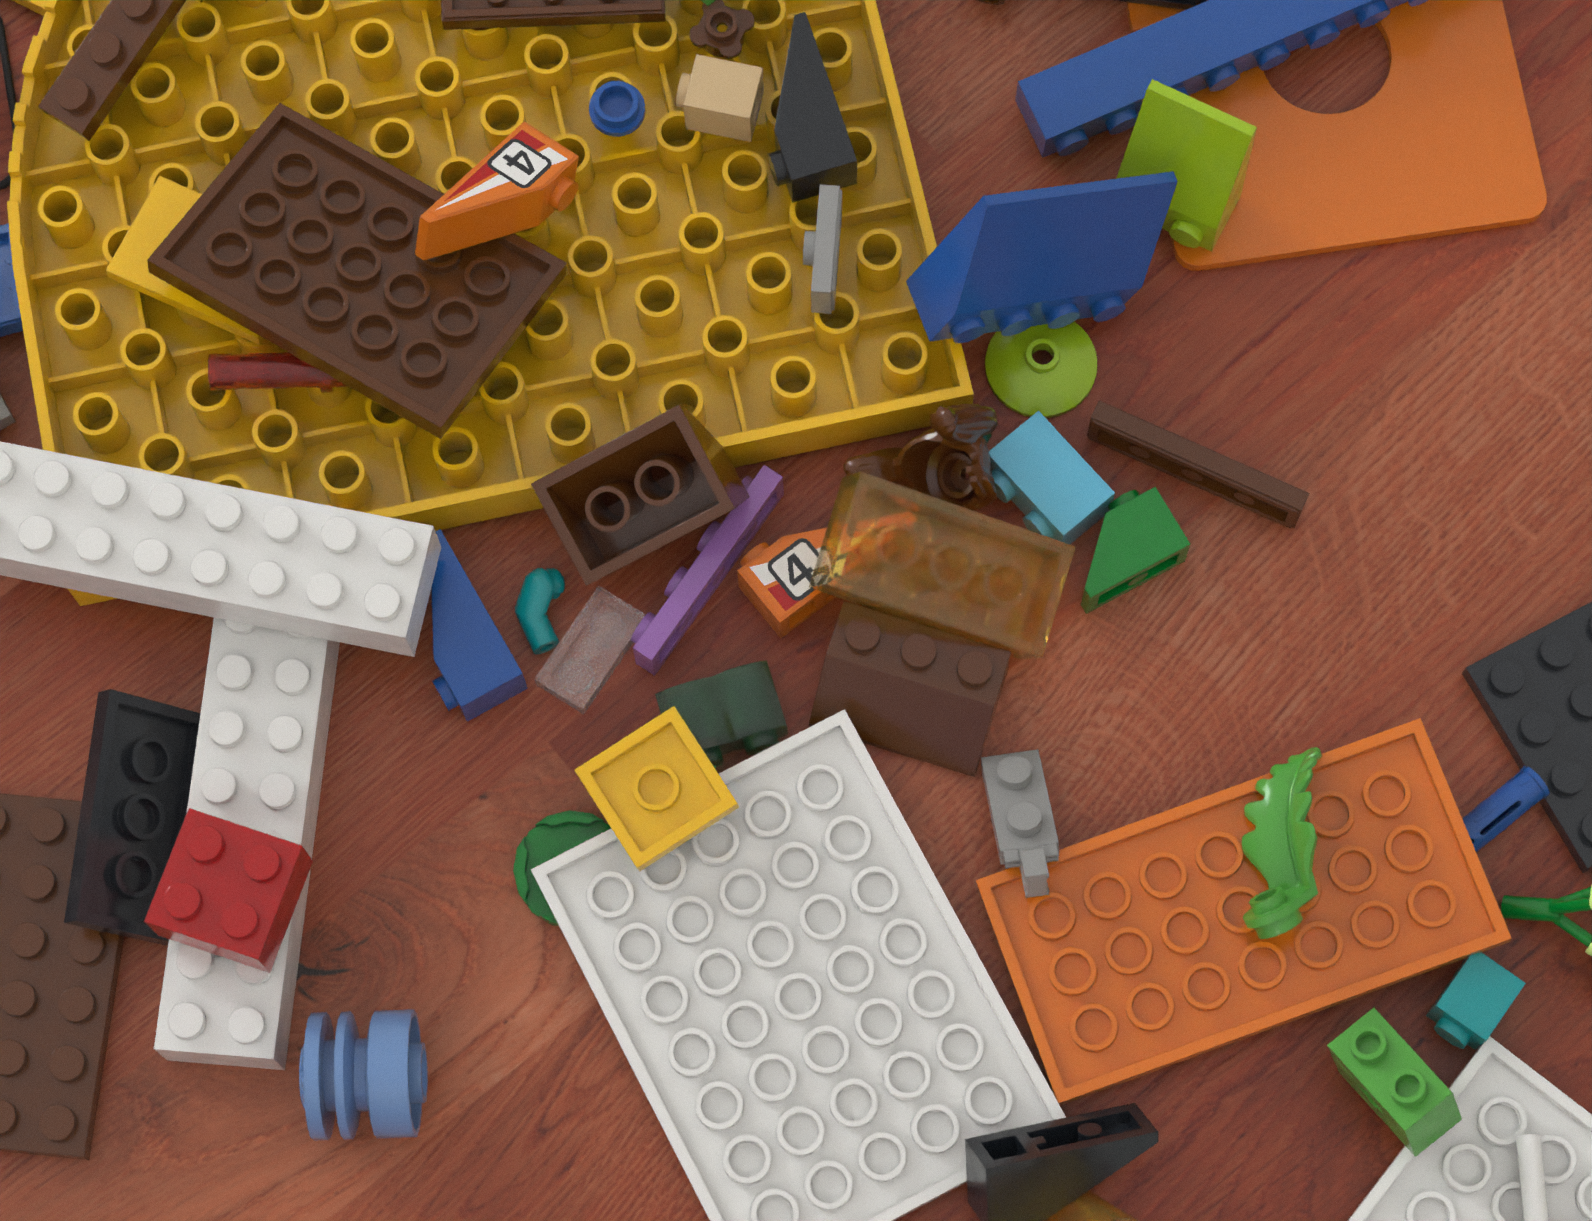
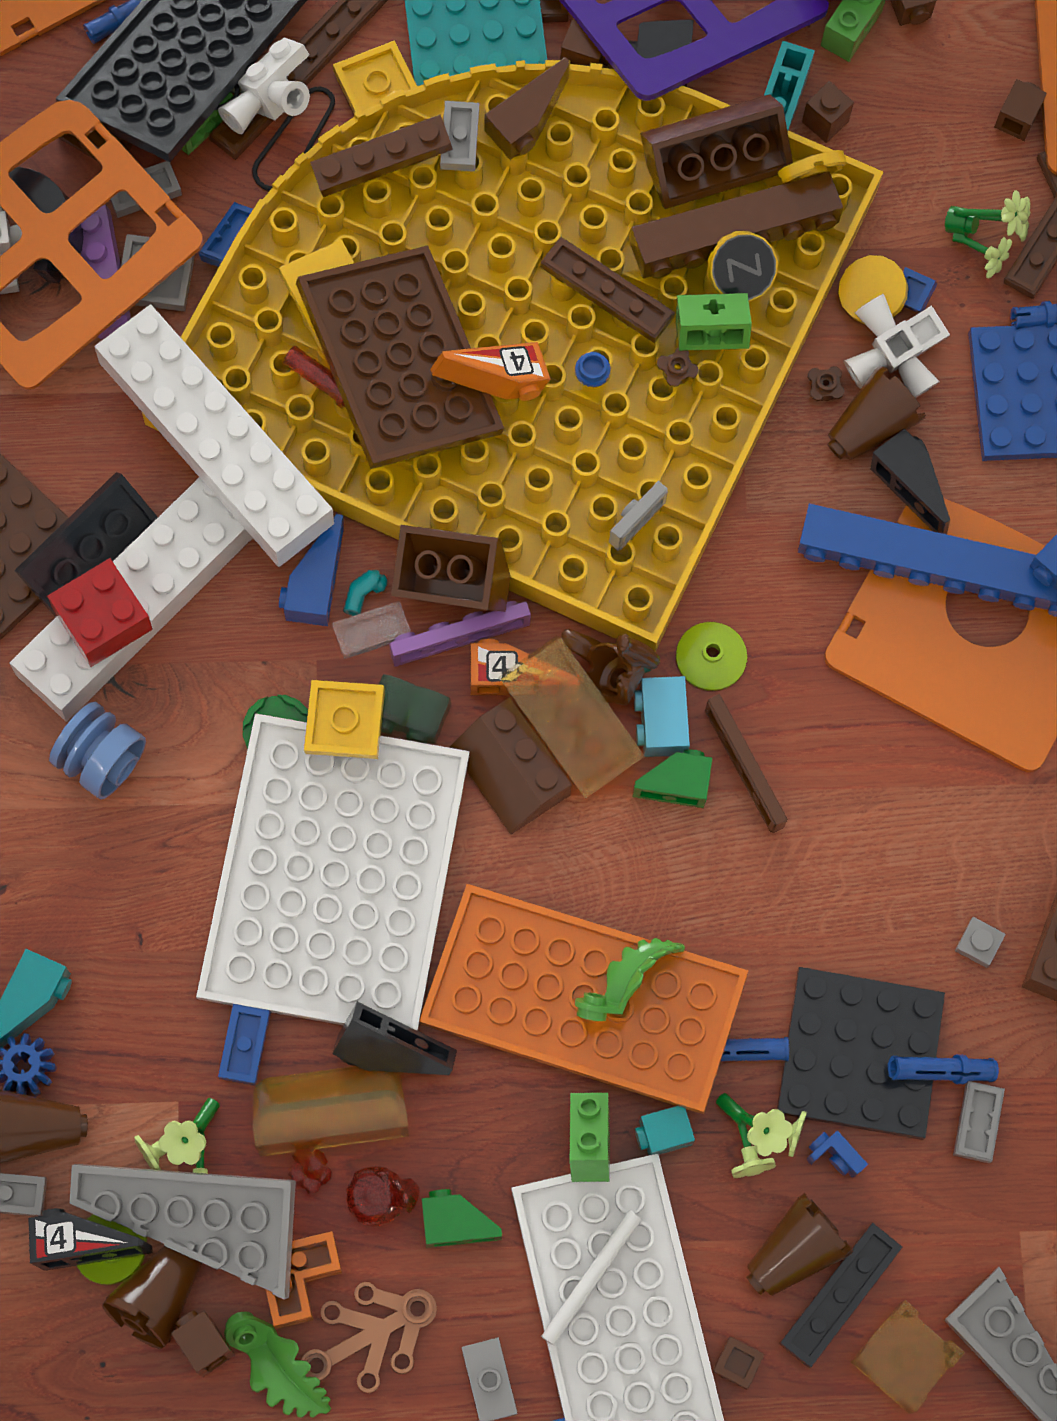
camera: 30 degrees right, 0 degrees up
(721, 97) = (648, 402): tan brick -> none
(809, 128) = (680, 445): black slope -> none
(1021, 816) = (514, 869): light grey hinge -> none
(1042, 257) = (742, 600): blue slope -> none
(1205, 152) = (854, 609): lime slope -> none

